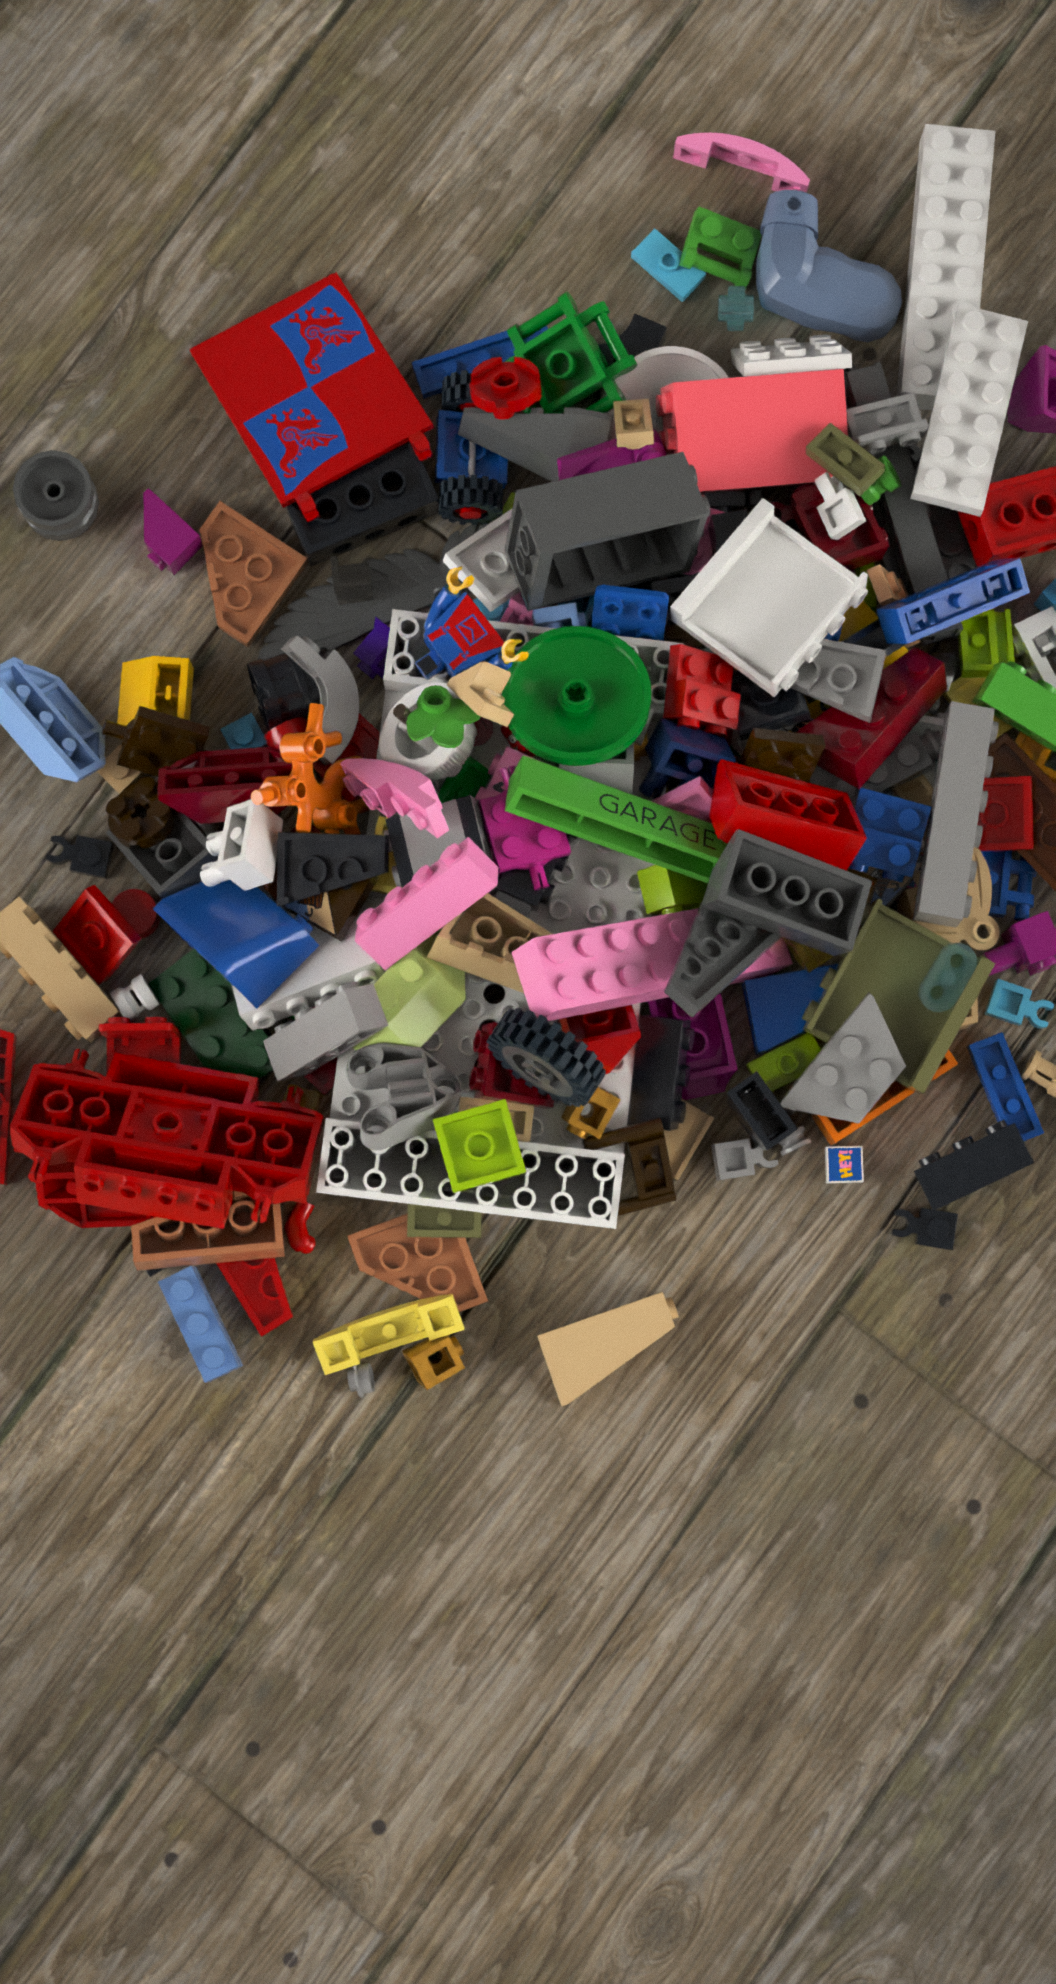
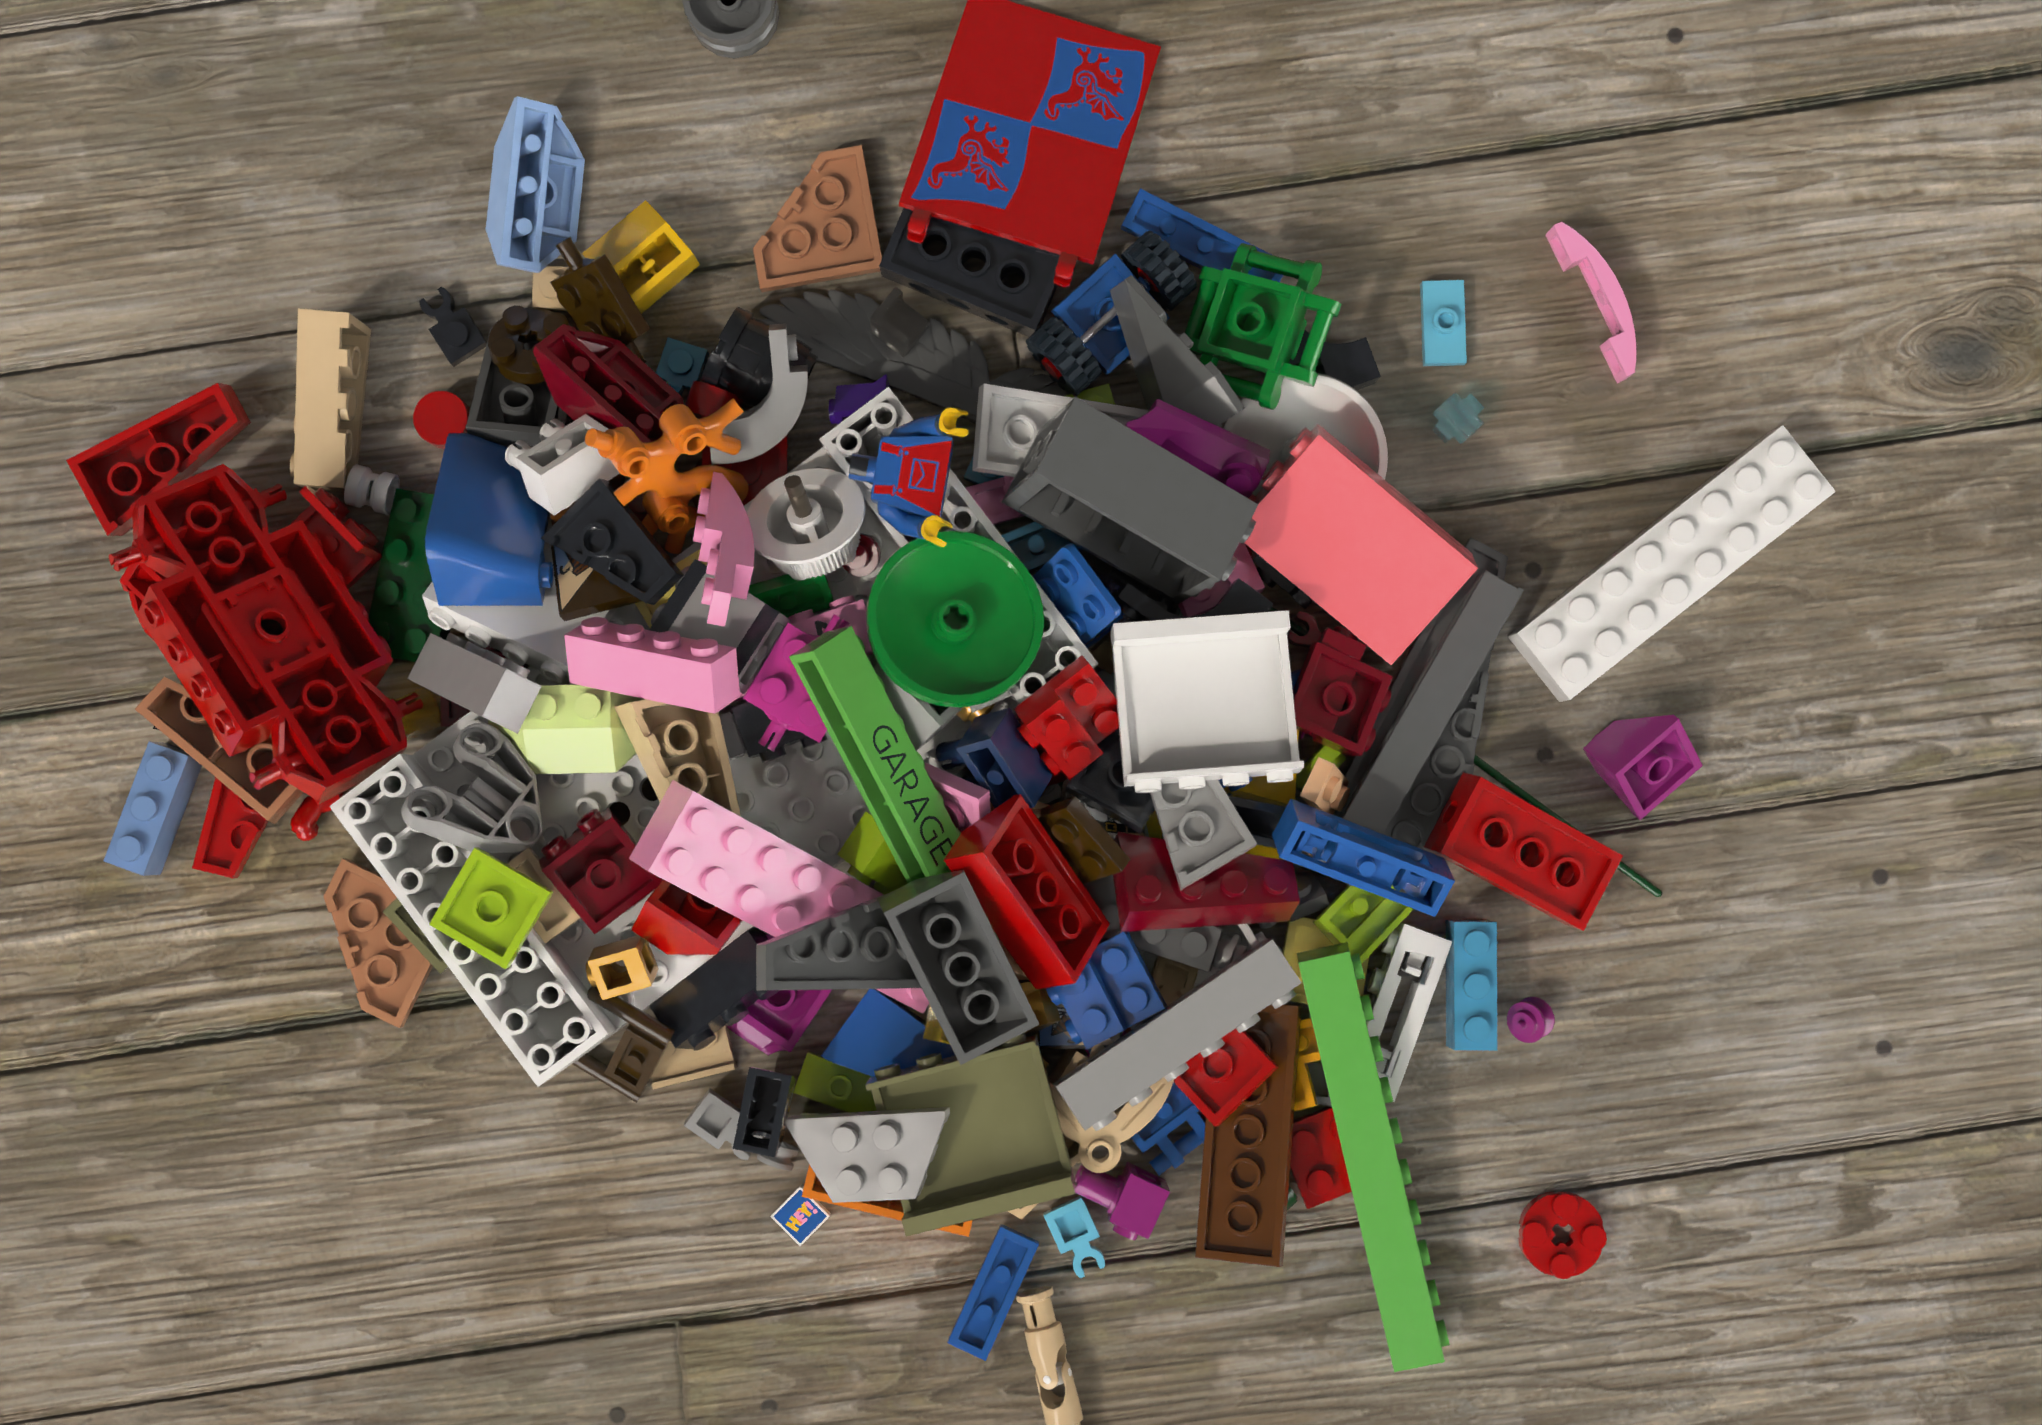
camera: 50 degrees right, 5 degrees up
(96, 934) = (391, 406): red plate -> none
(167, 536) = (789, 129): magenta slope -> none
(361, 1379) = (238, 984): light grey plate -> none
(386, 1330) = (296, 965): light yellow slope -> none
(433, 1372) = (309, 1030): pearl gold brick -> none
(440, 717) = (816, 528): bright green plate -> none
(482, 689) = (873, 536): tan slope -> none
(518, 391) = (1172, 308): red plate -> none
(546, 1057) = (612, 895): black wheel -> none
(558, 616) = (1019, 530): light blue bracket -> none
(598, 1345) = (452, 1155): tan slope -> none
(633, 423) = (1253, 433): tan plate -> none
(722, 238) = (1511, 347): bright green plate -> none
(790, 356) = (1453, 509): white plate -> none
(819, 283) = (1548, 467): sand blue piece -> none
(840, 510) = (1350, 683): white plate -> none
(845, 459) = (1397, 646): olive plate -> none
(886, 423) = (1467, 648): light grey bracket -> none
(888, 481) = (1410, 689): bright green wheel -> none
(932, 1228) = (817, 1339): black plate -> none
(948, 977) = (1029, 1164): clear light blue plate -> none
(969, 410) = (1552, 709): white plate -> none
(973, 1164) = (899, 1328): black brick -> none

